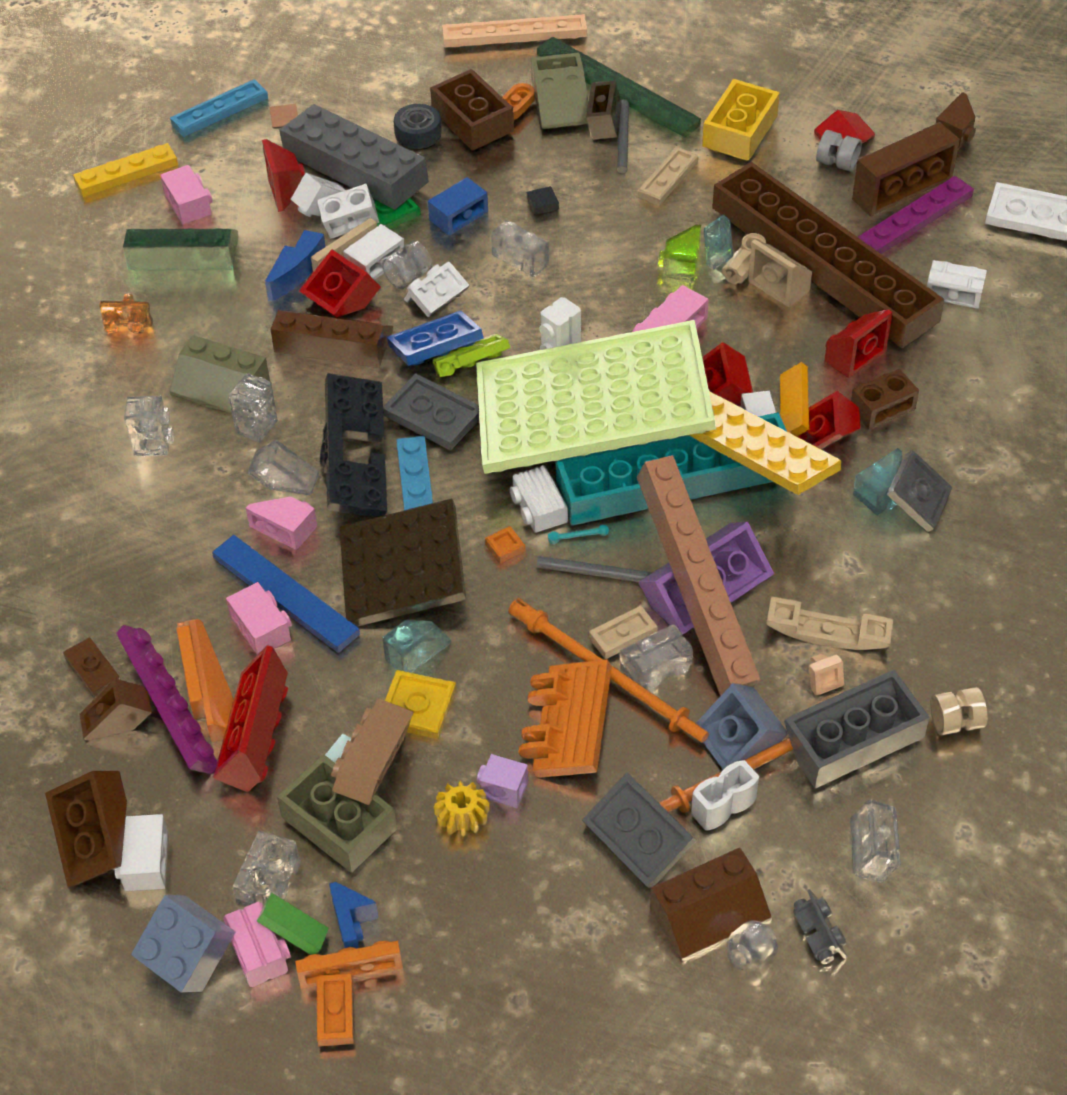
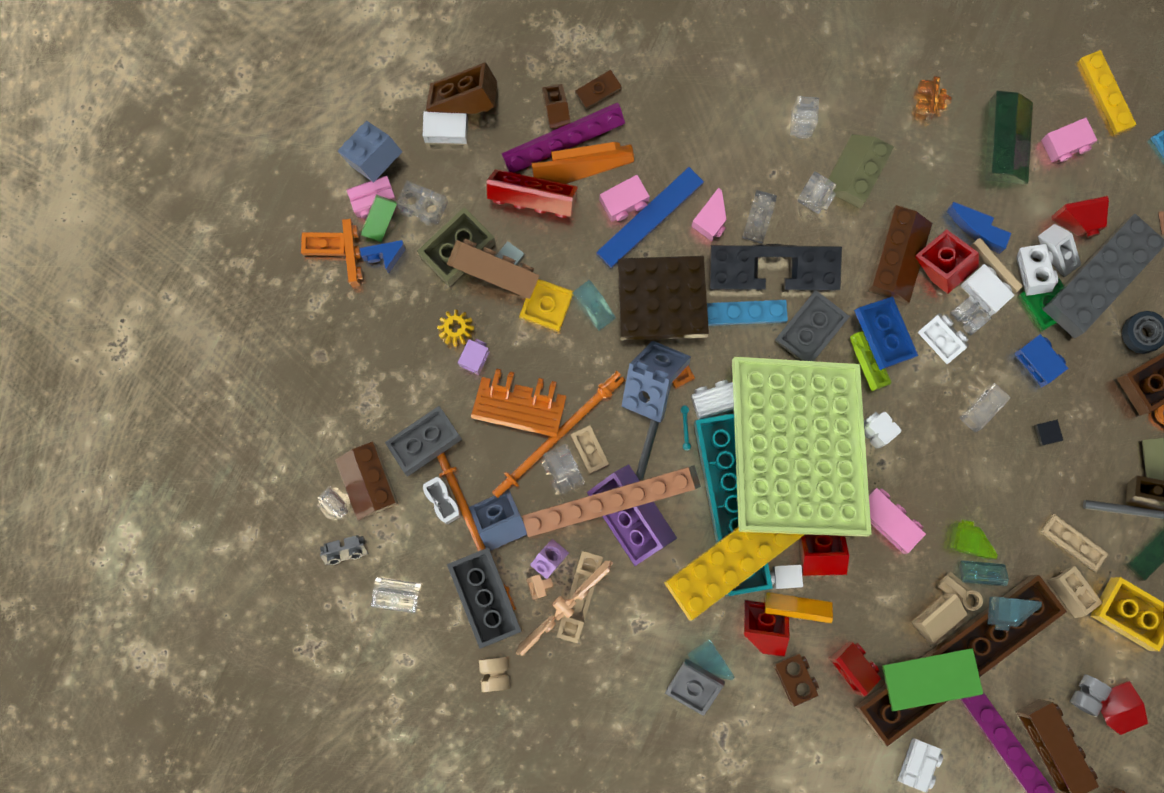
camera: 95 degrees right, 30 degrees up
(512, 551) = (653, 373): none -> sand blue bracket
(723, 164) = (1075, 592): none -> tan hinge
(763, 198) = (1010, 611): none -> clear light blue slope
(784, 658) = (549, 558): none -> lavender brick
(804, 596) = (564, 607): none -> light nougat piece
(856, 262) = (932, 679): none -> bright green tile

